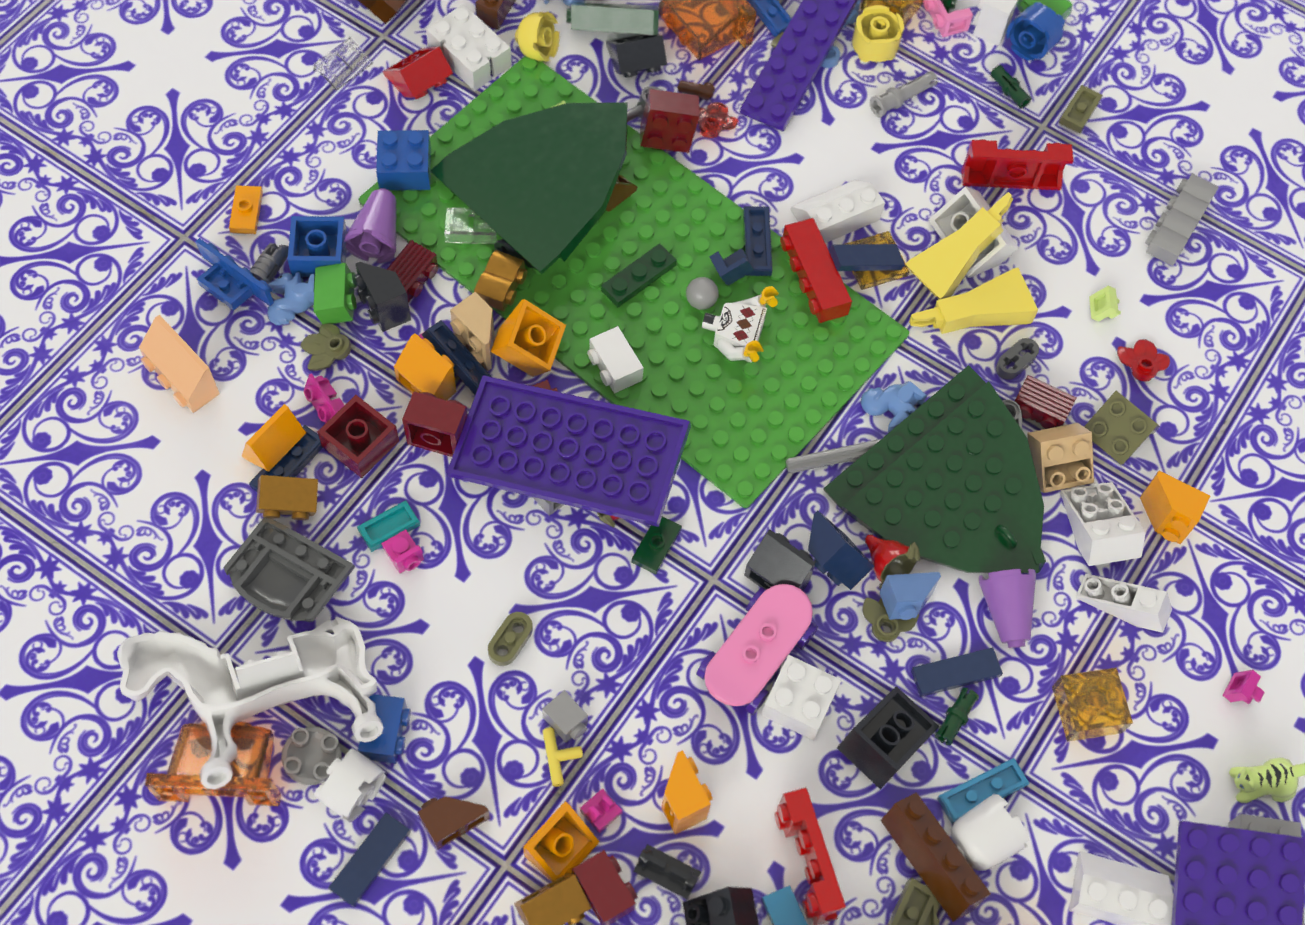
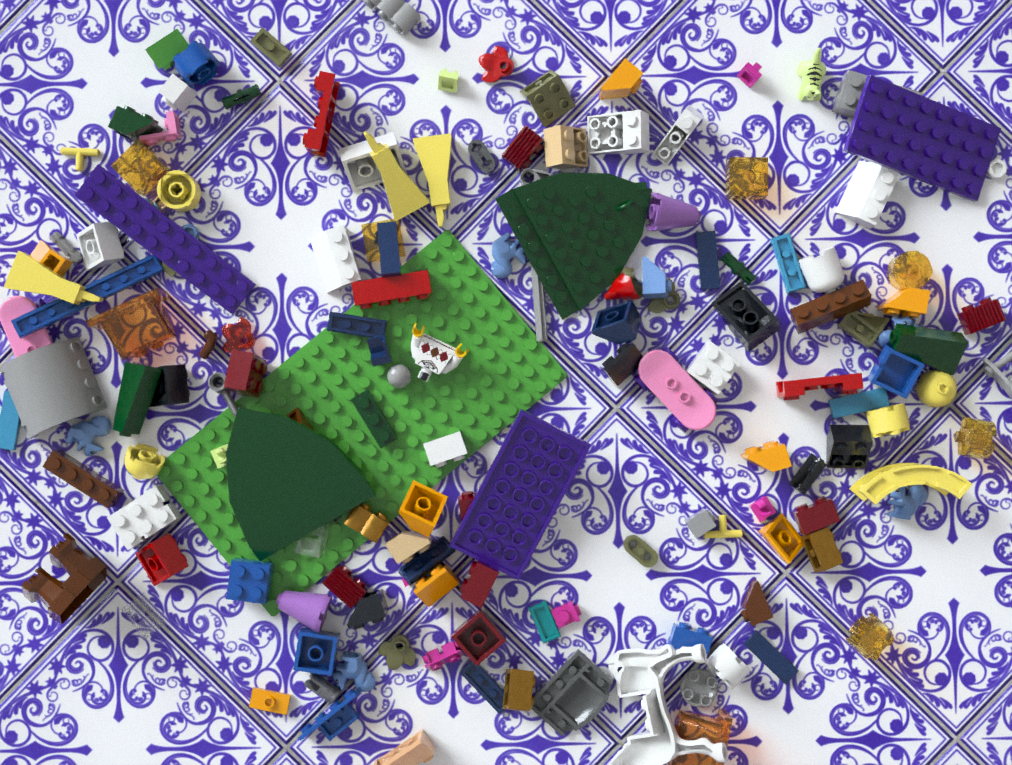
camera: 70 degrees left, 25 degrees up
(274, 439) = (472, 695): light orange slope -> none
(334, 293) = (358, 643): bright green brick -> none
(656, 545) = (597, 447): dark green plate -> none
(896, 96) = (239, 190): light grey pin -> none

